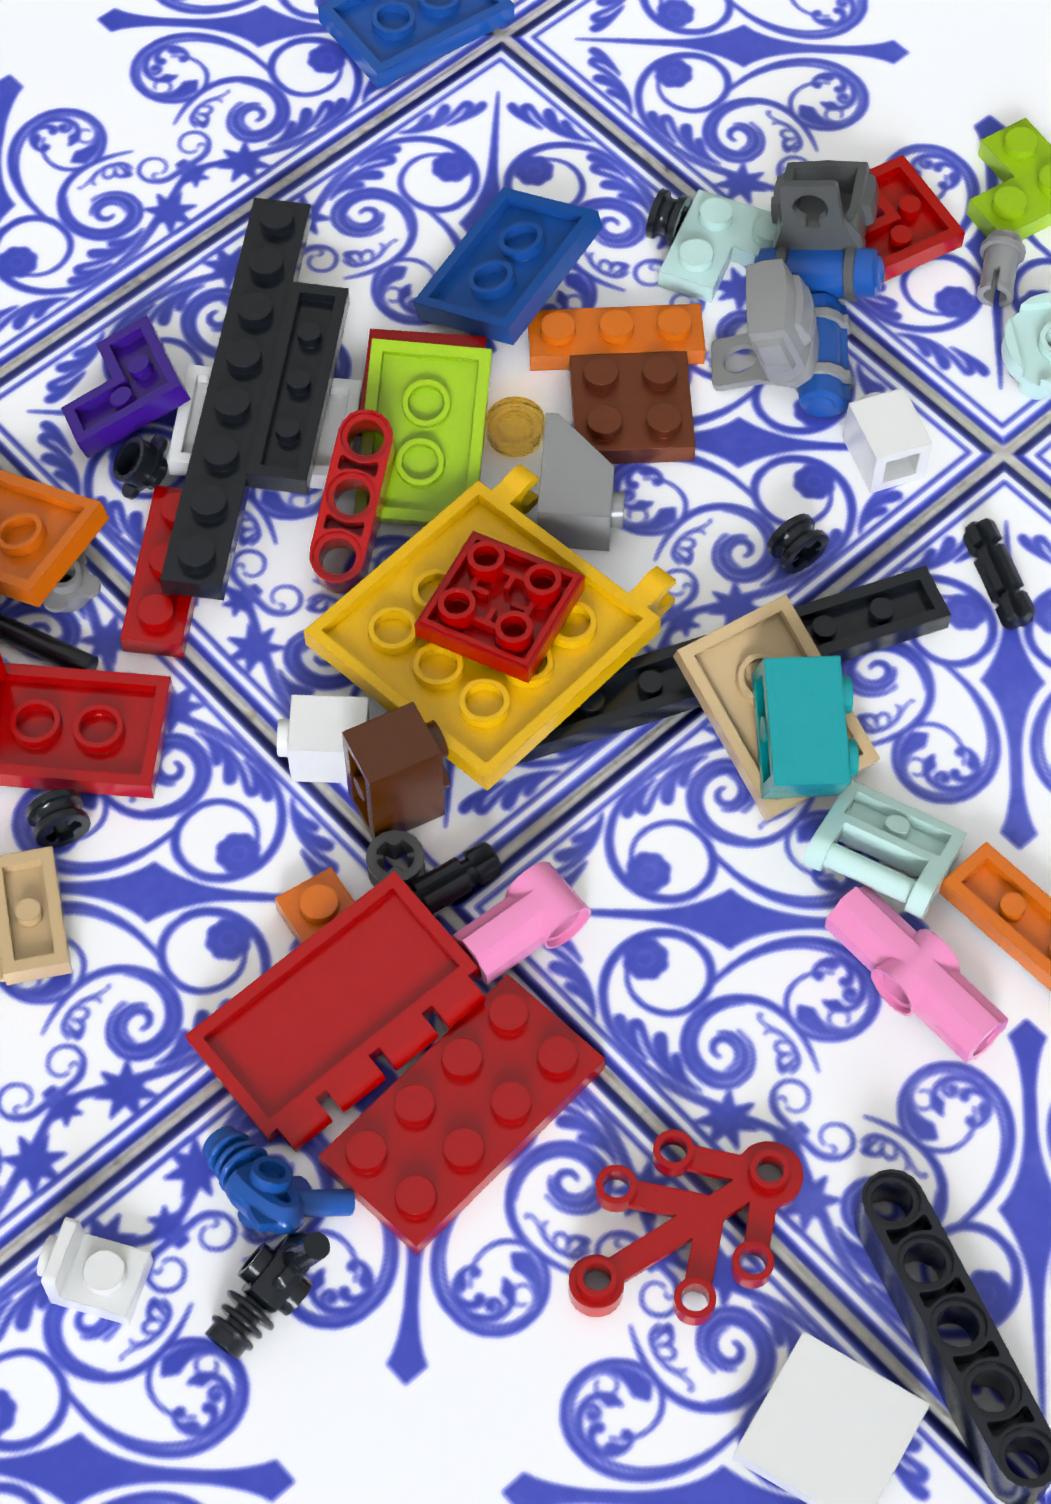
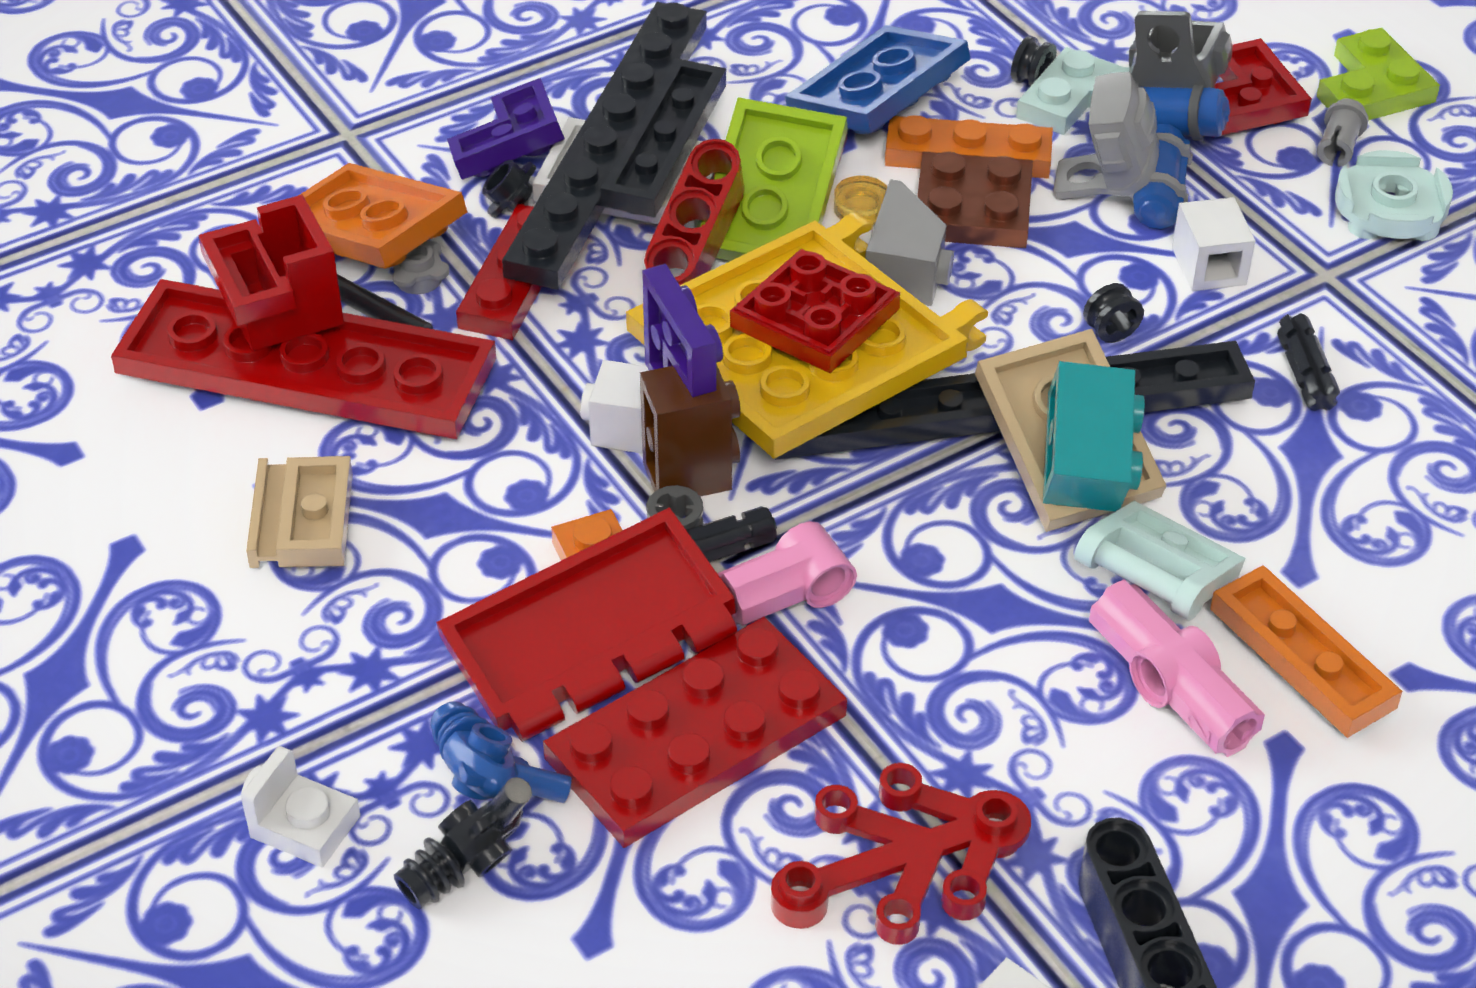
camera: 10 degrees right, 15 degrees down
(58, 818) = (360, 423): black bush -> none
(372, 688) = (676, 332): none -> dark purple plate

